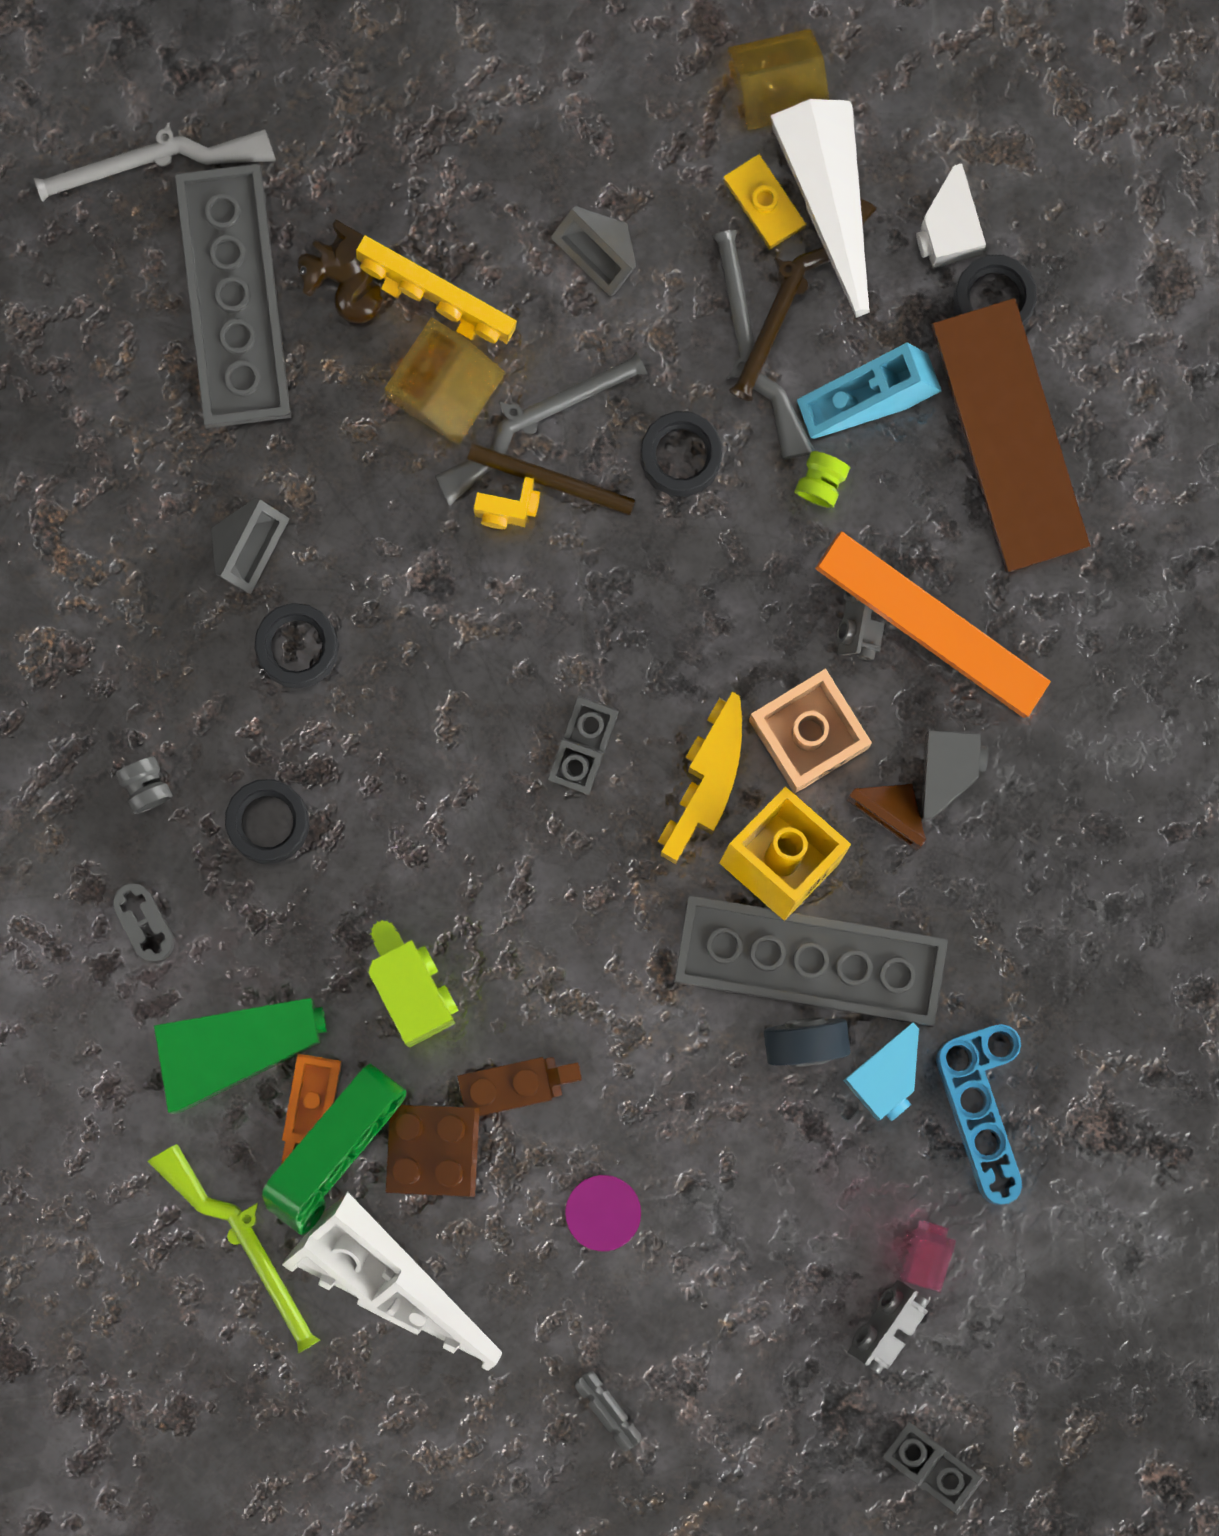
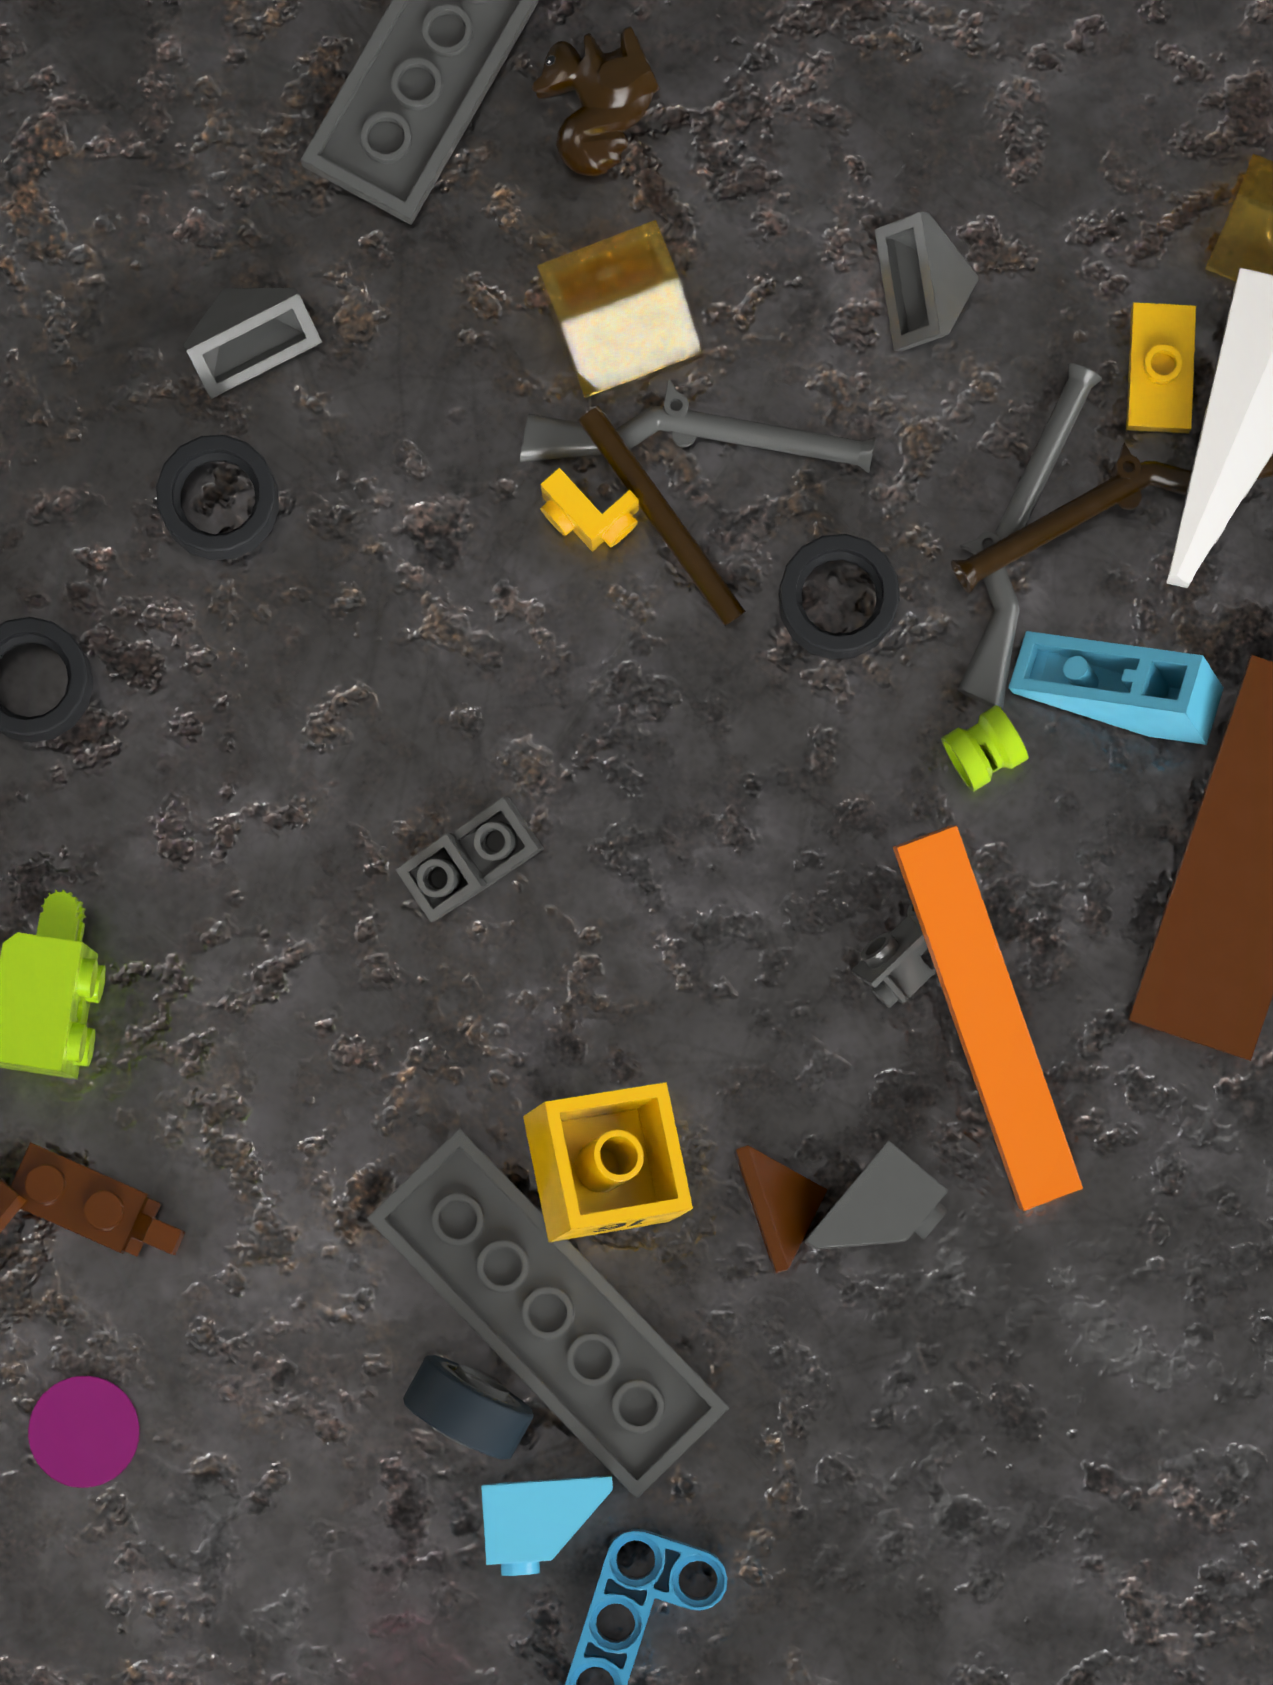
camera: 40 degrees right, 0 degrees up
(451, 301) = (668, 167): yellow hinge -> none
(716, 764) = (609, 996): yellow slope -> none
(810, 731) = (746, 1037): light nougat brick -> none

